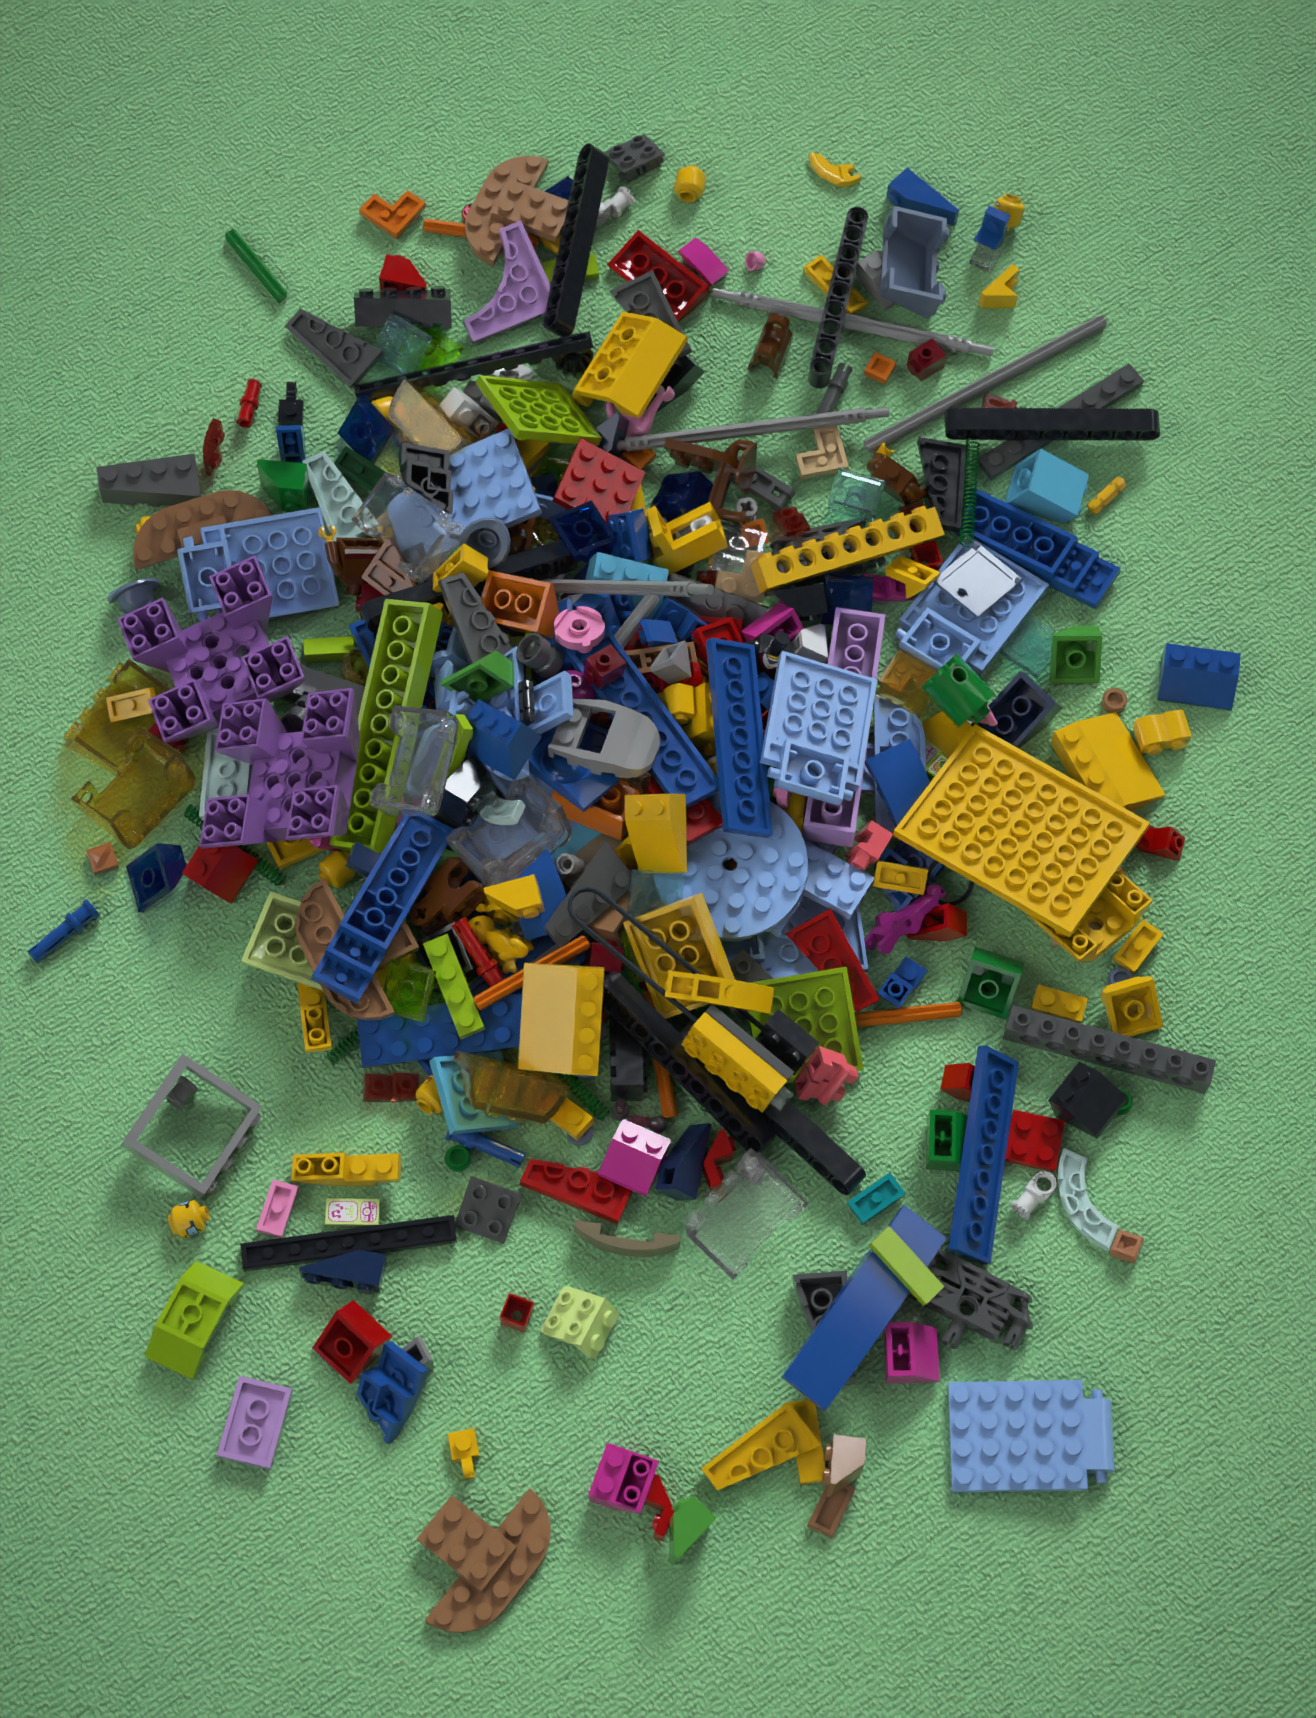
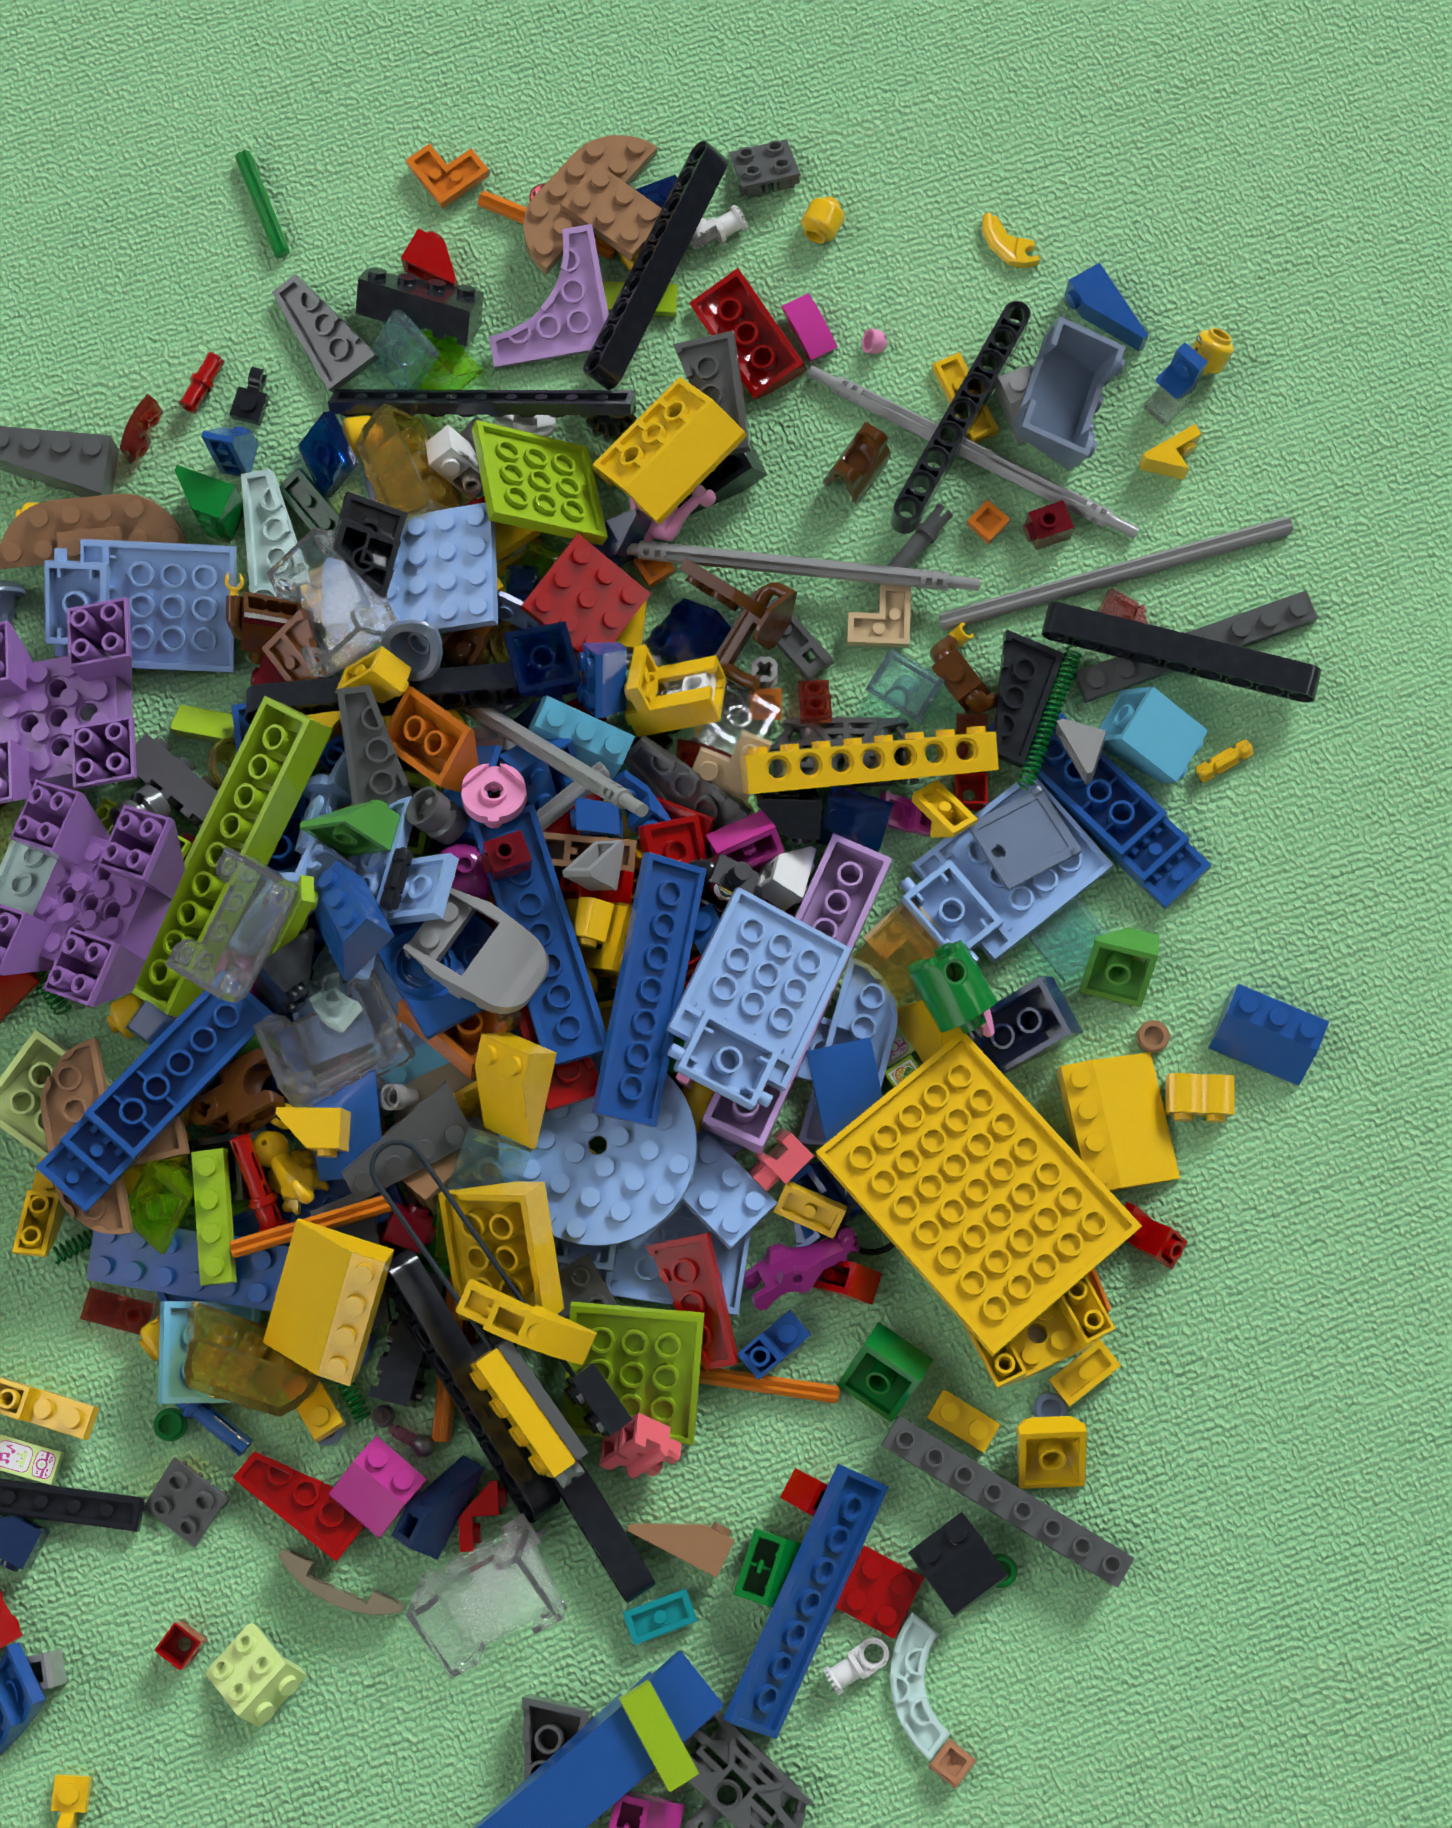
camera: 20 degrees right, 10 degrees up
(884, 1139) = (692, 1542): none -> medium nougat slope
(999, 504) = (1082, 745): none -> light grey slope

